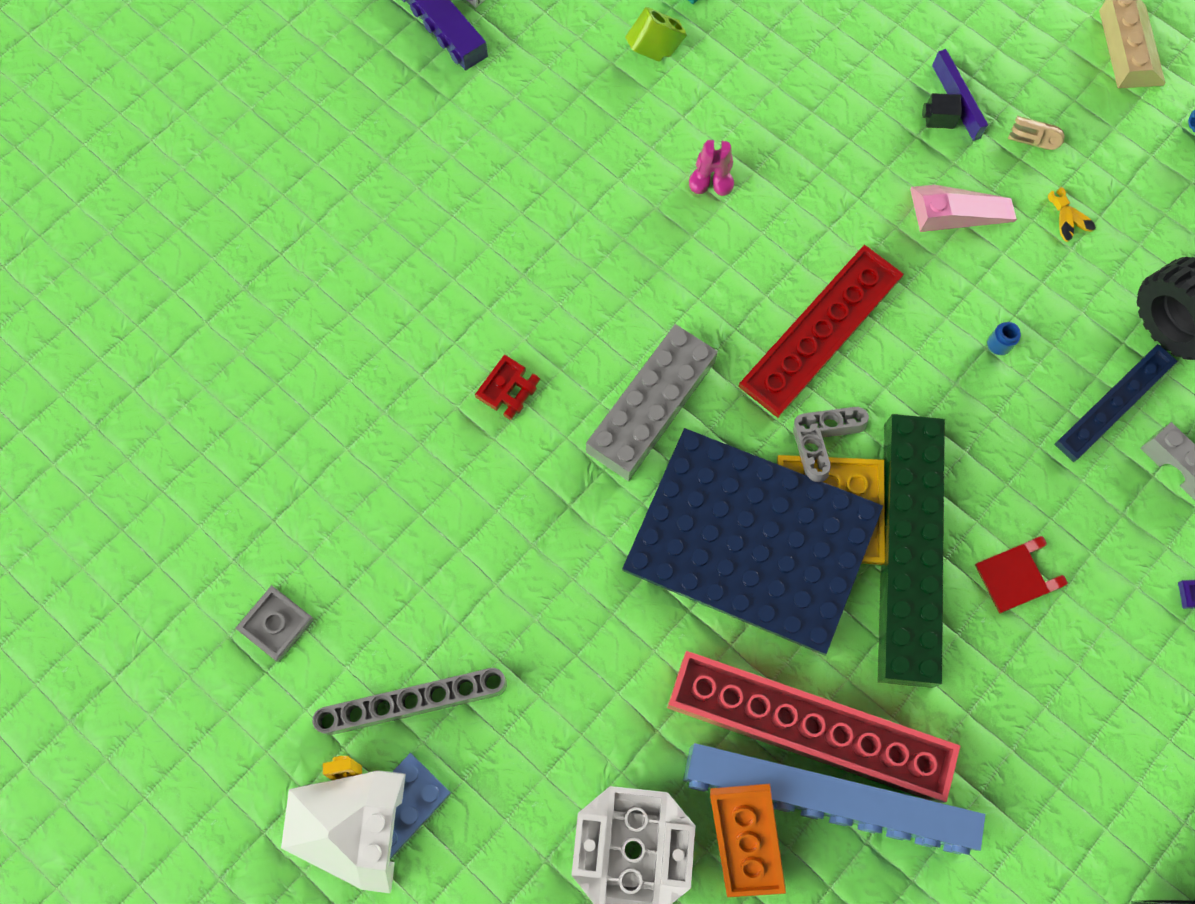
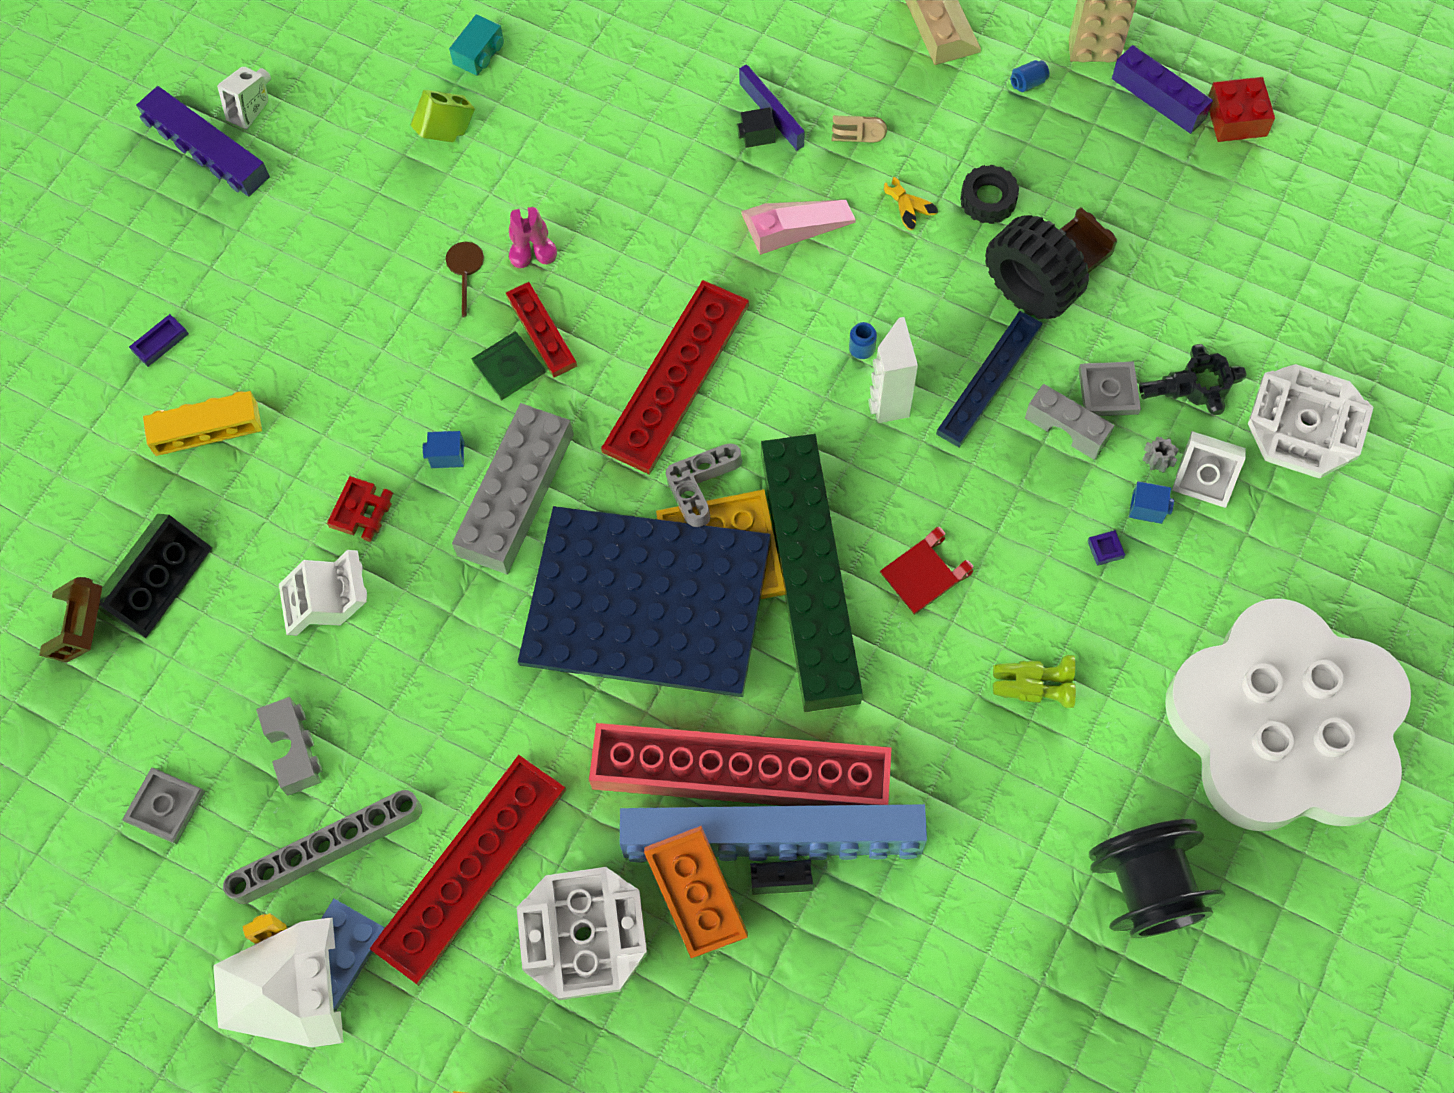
camera: 10 degrees left, 5 degrees down
(234, 432) = (79, 620): none -> reddish brown panel
(308, 404) = (152, 574): none -> black slope
(359, 185) = (158, 340): none -> dark purple tile
(382, 273) = (202, 423): none -> yellow brick
(402, 620) = (298, 767): none -> light grey arch
(458, 460) = (322, 592): none -> white bracket
(537, 757) = (467, 870): none -> red plate
(595, 349) = (444, 449): none -> blue brick
(647, 174) = (464, 260): none -> reddish brown piece
(668, 283) = (508, 365): none -> clear green tile
(705, 257) = (541, 329): none -> red plate
(827, 839) = (781, 877): none -> black hinge
(1037, 383) = (893, 375): none -> white slope
(1100, 711) = (1029, 684): none -> lime piece
(1158, 209) = (992, 176): none -> black tyre

